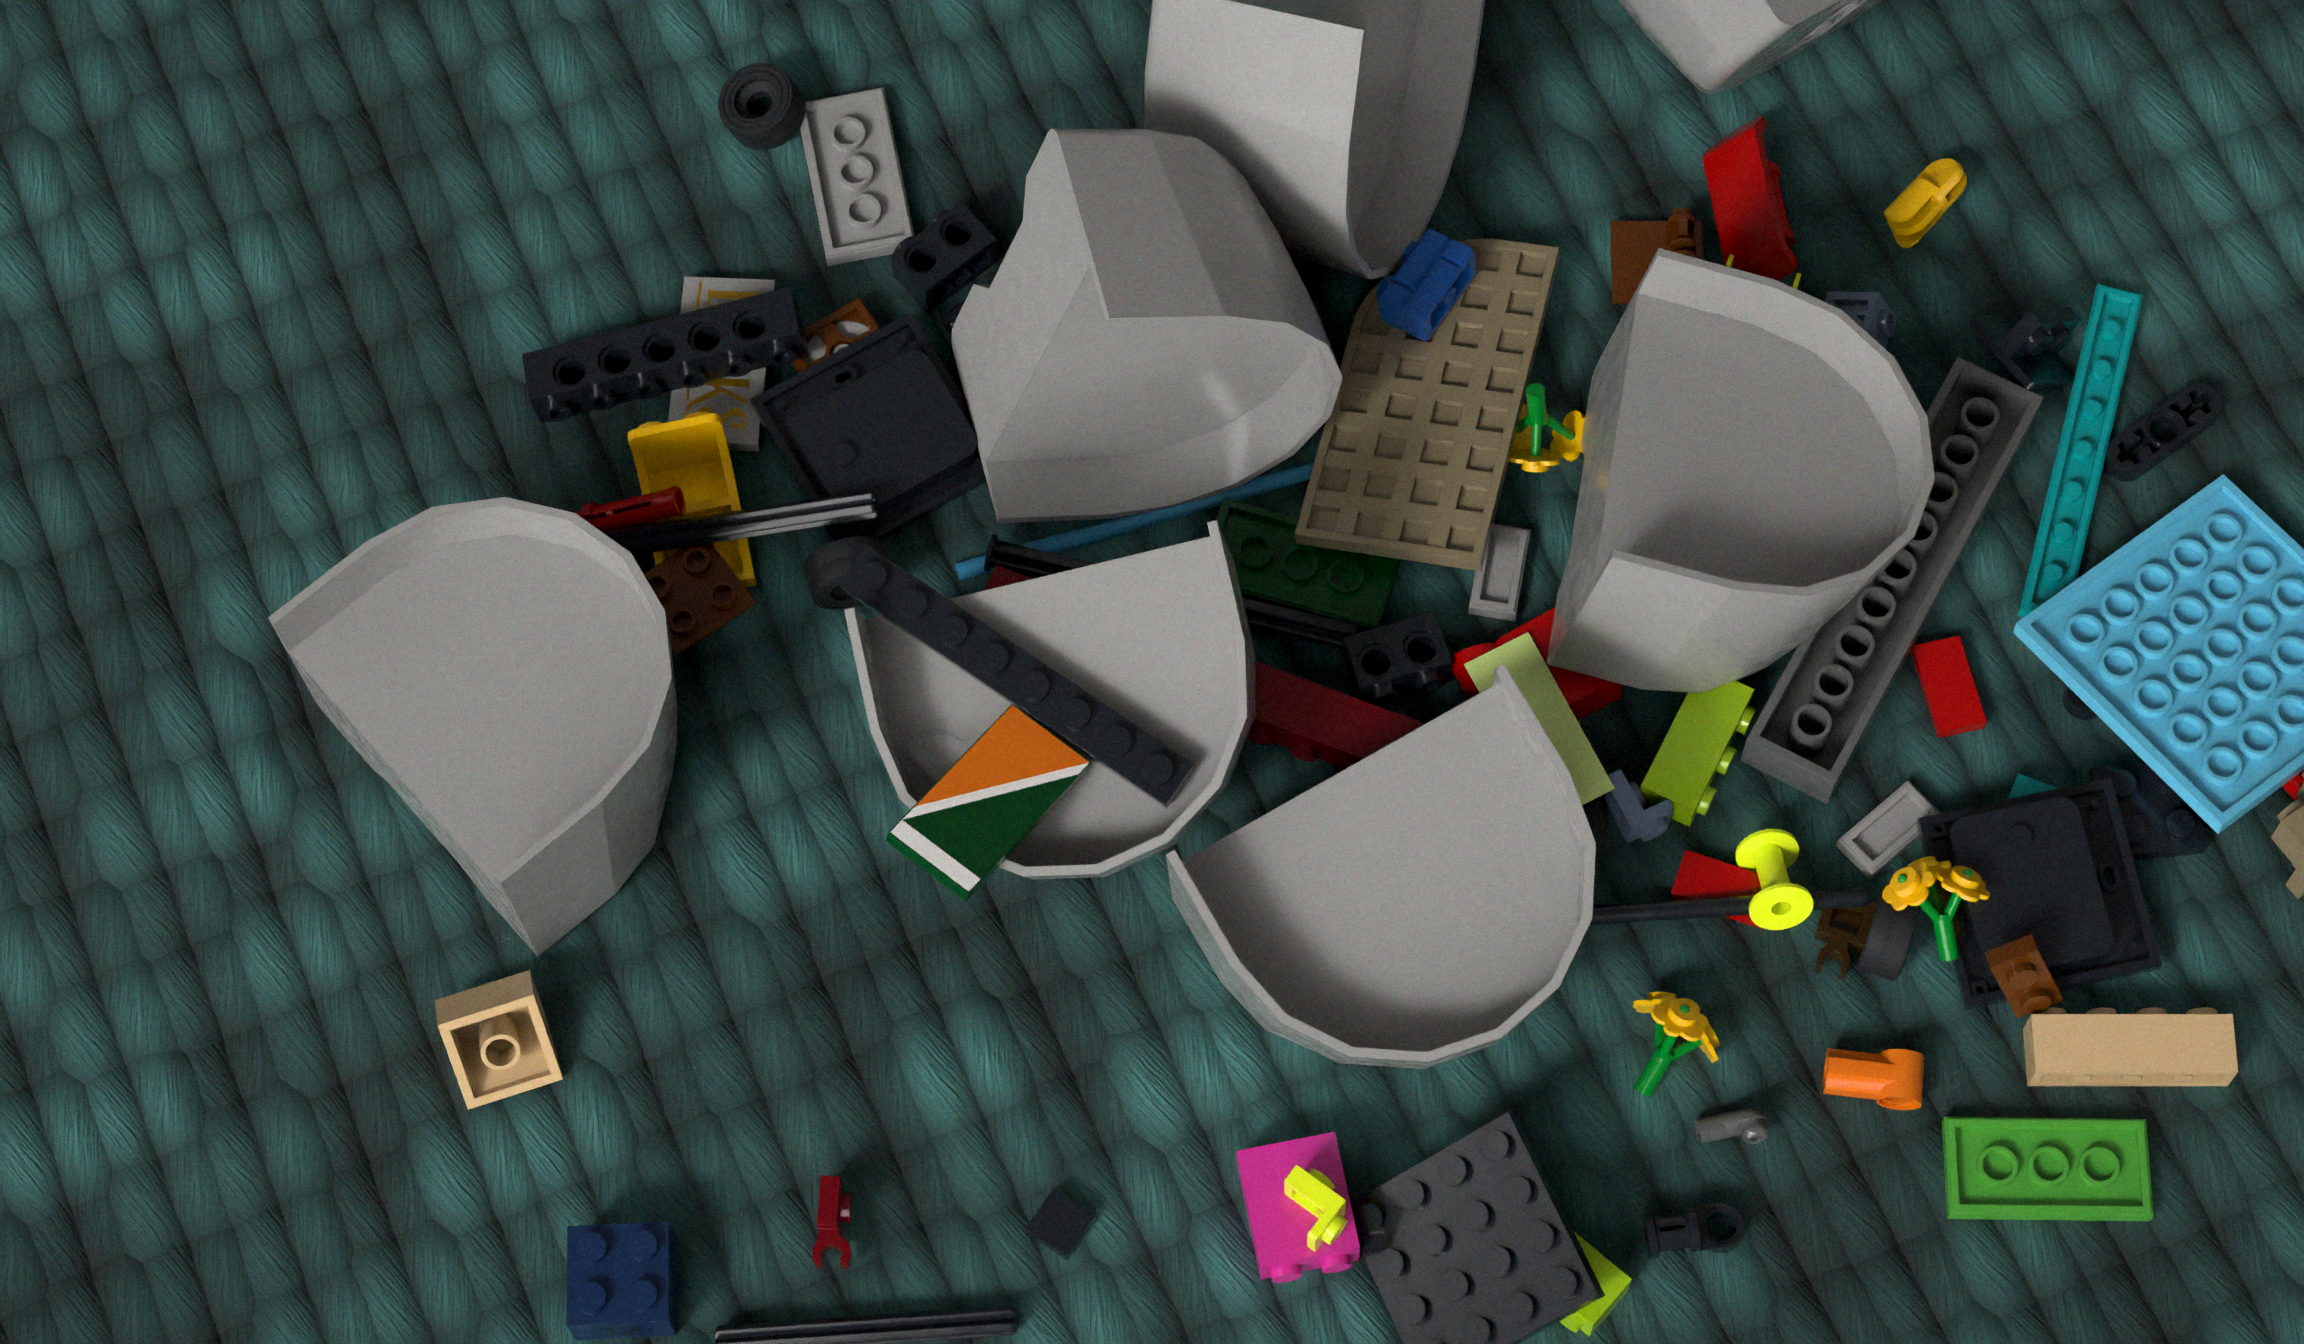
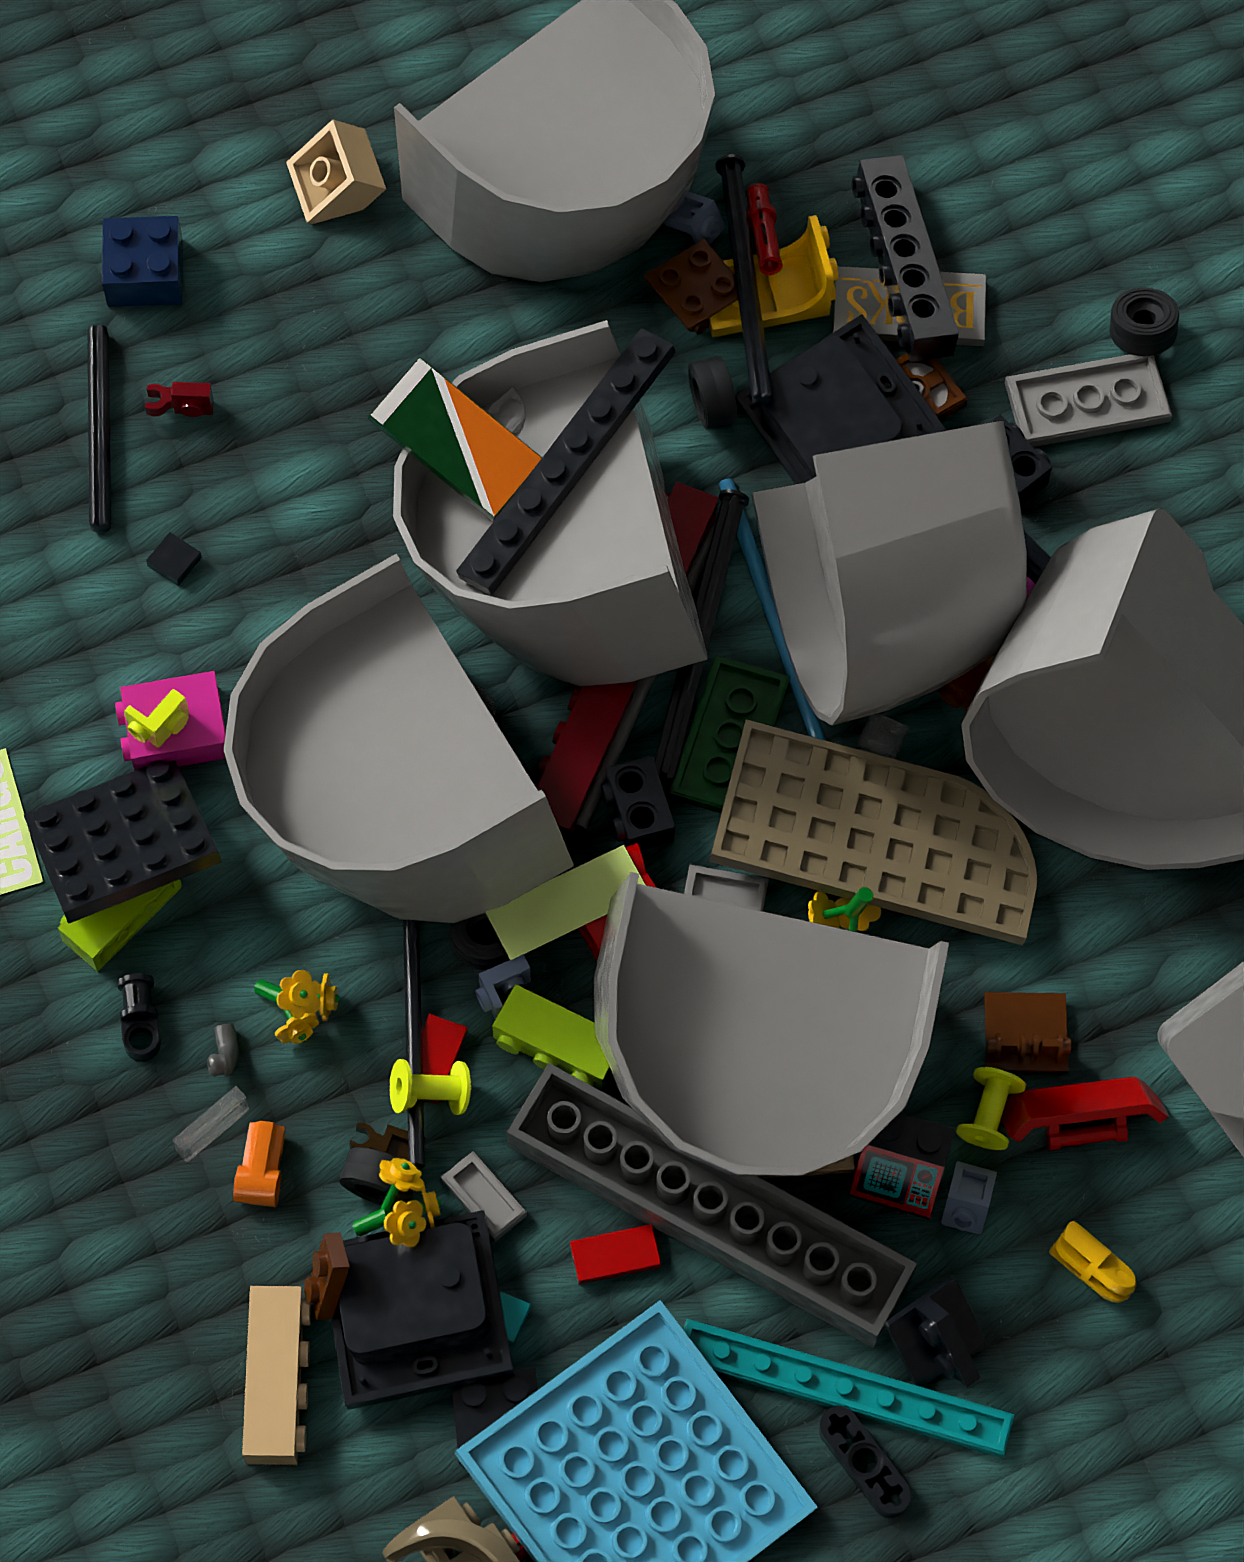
camera: 85 degrees right, 0 degrees up
(1426, 284) = (981, 823): blue brick -> none
(1828, 1135) = (211, 1124): none -> clear tile
(2047, 1169) = (178, 1304): bright green tile -> none

